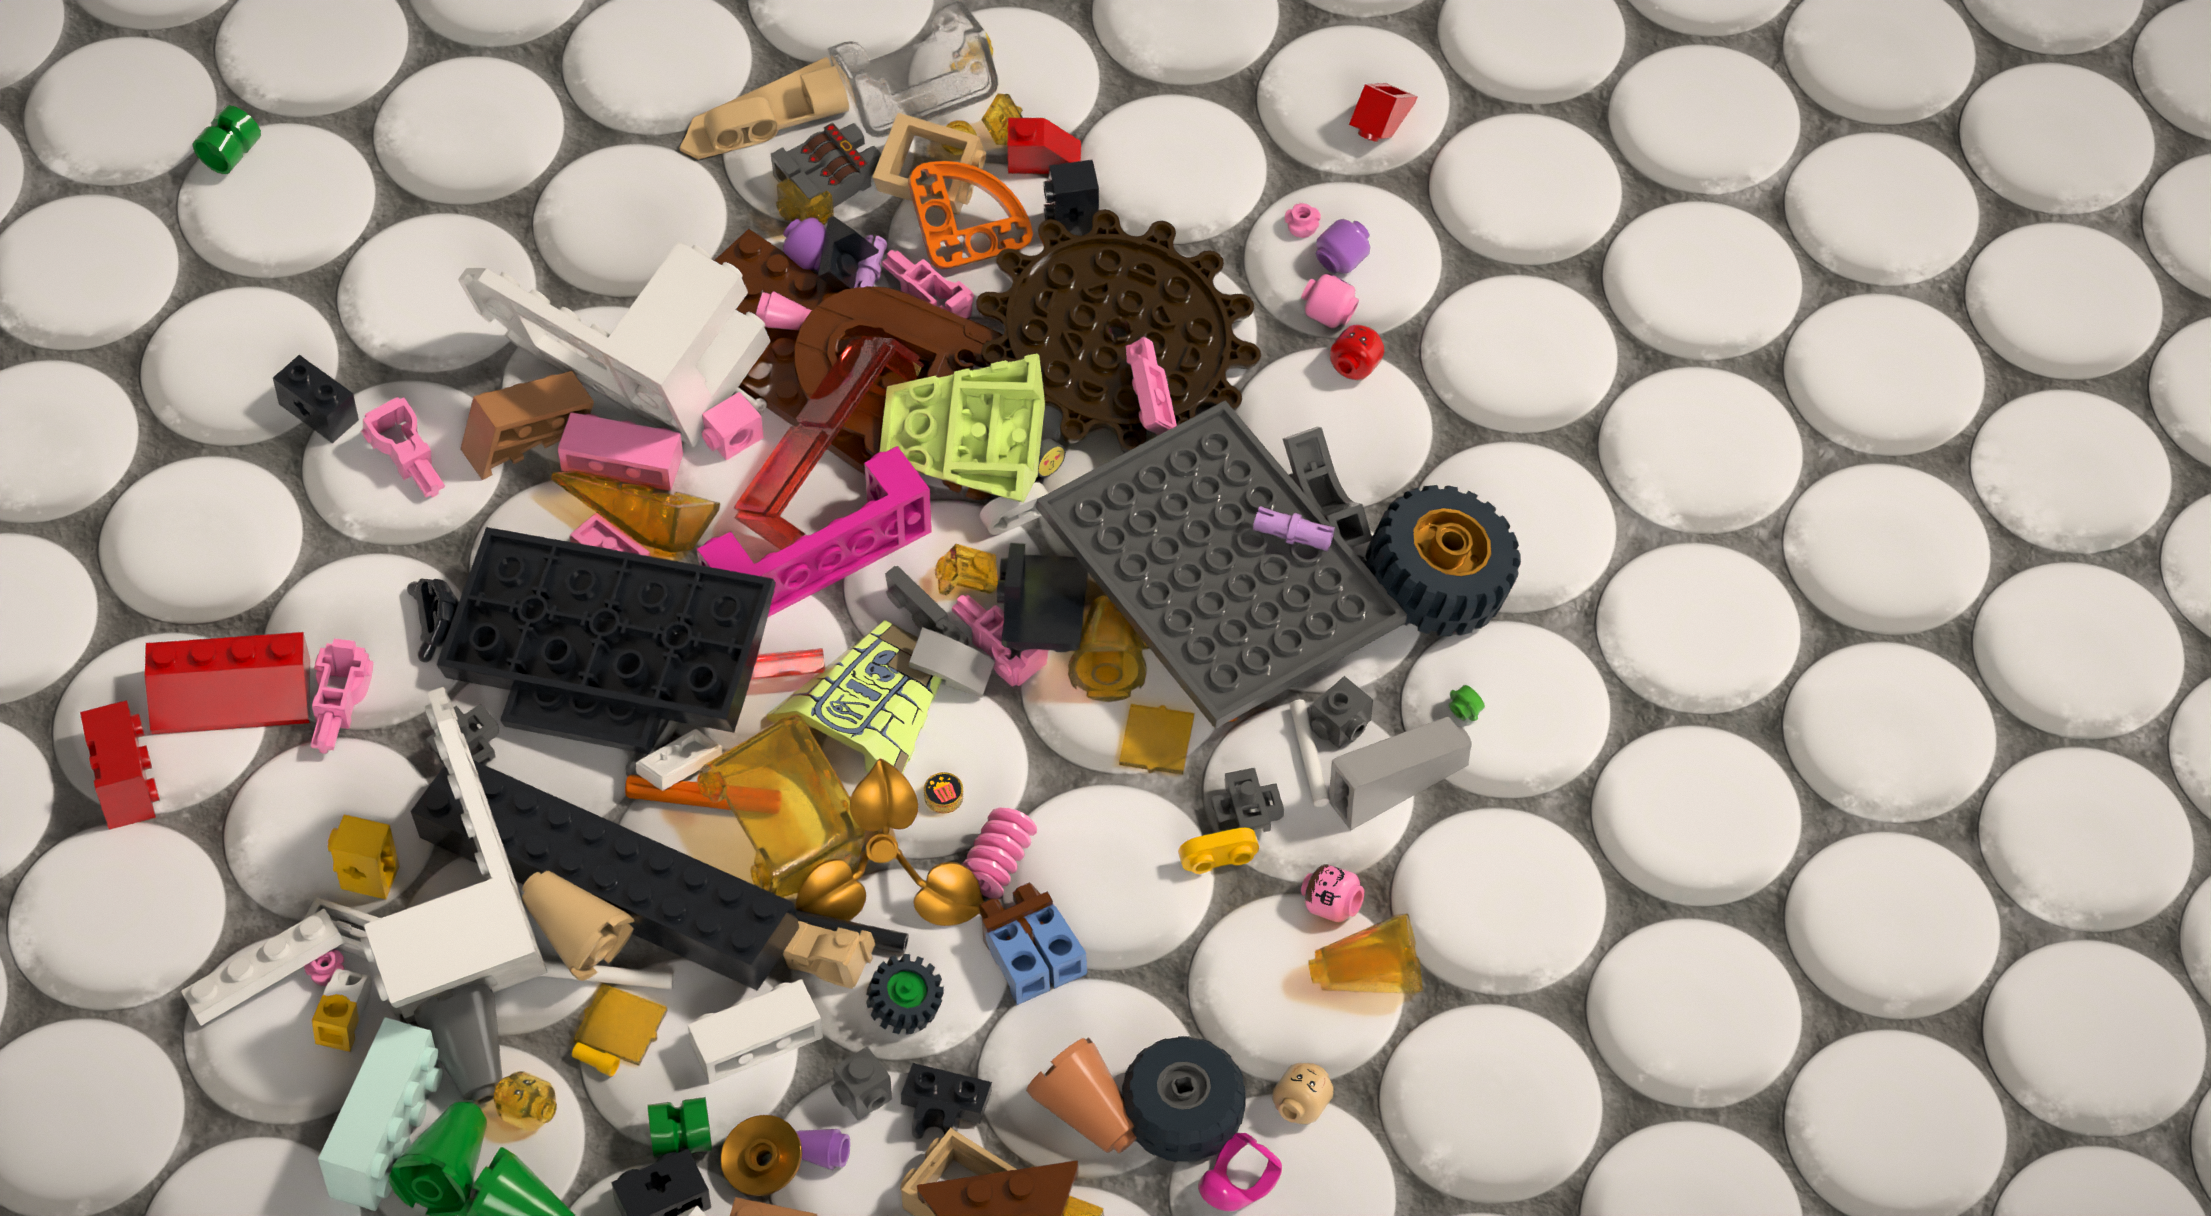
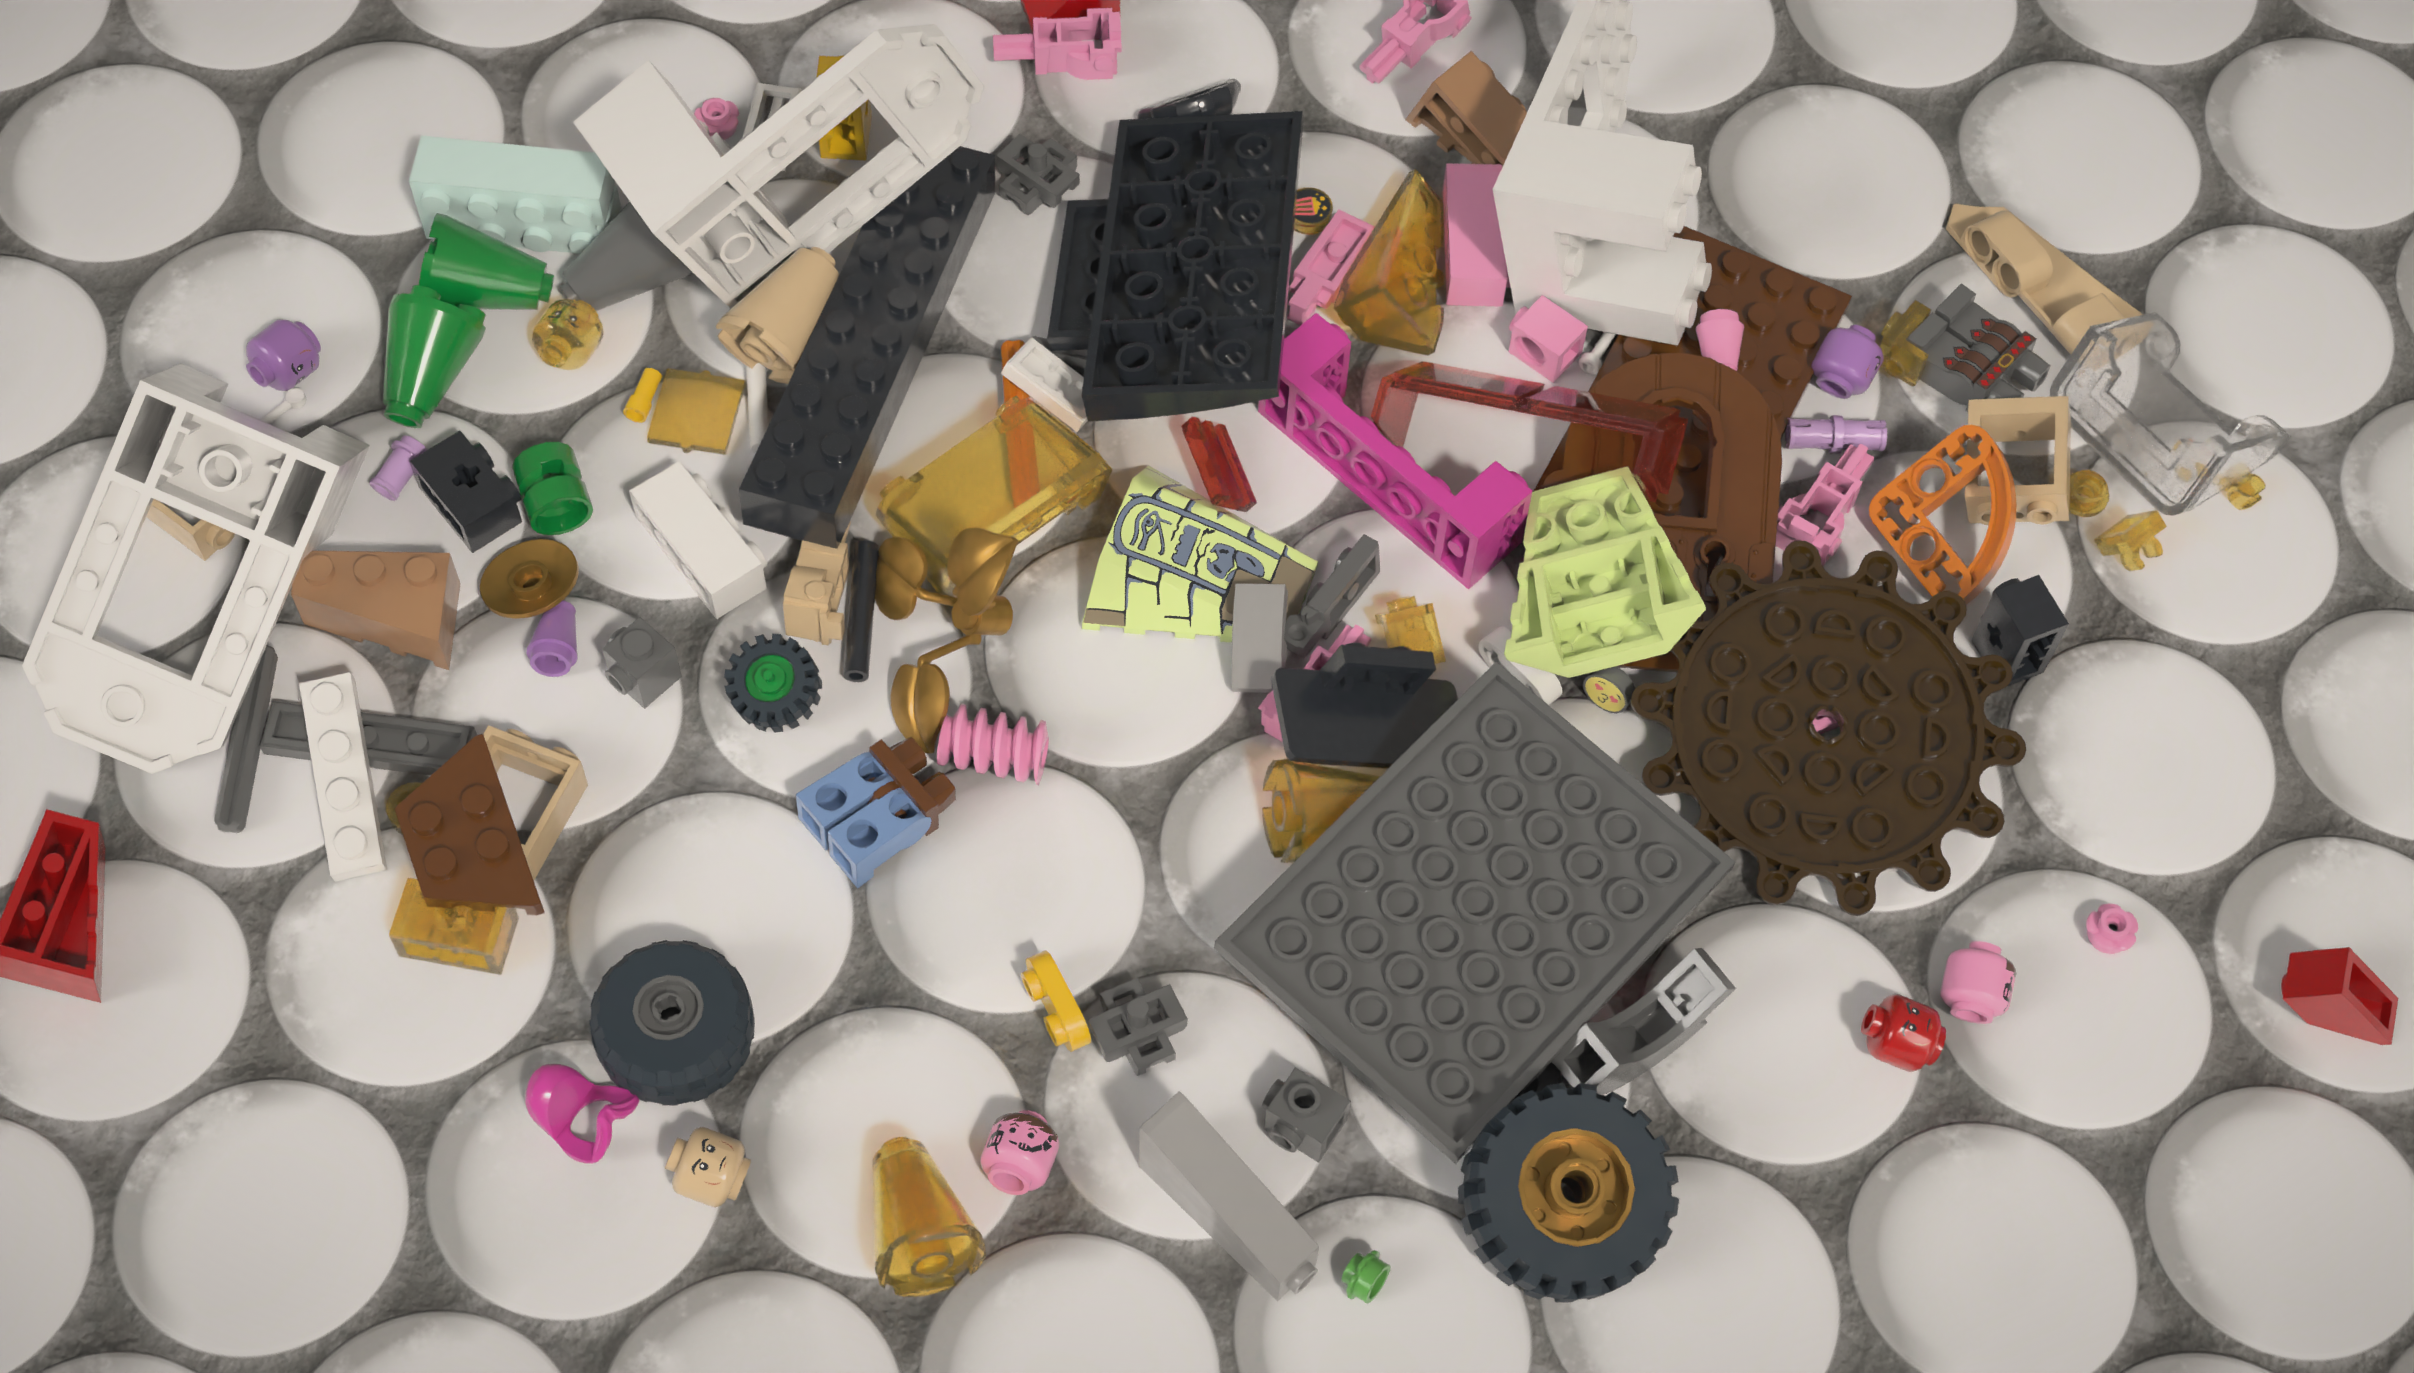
camera: 75 degrees right, 5 degrees up
(262, 966) = (698, 59): white plate -> none
(841, 255) = (1838, 391): black slope -> none
(943, 792) = (1080, 674): tile -> none
(943, 1098) = (639, 758): black plate -> none
(1037, 144) = (2102, 586): red slope -> none
(1085, 1096) = (656, 901): nougat cone -> none
(1151, 387) = (1734, 775): bright pink hinge -> none
(1156, 739) = (1213, 897): clear yellow piece -> none
(1293, 528) = (1543, 980): lavender pin -> none
(1309, 753) = (1252, 1086): white bar -> none
(1343, 246) = (2080, 985): medium lavender head -> none

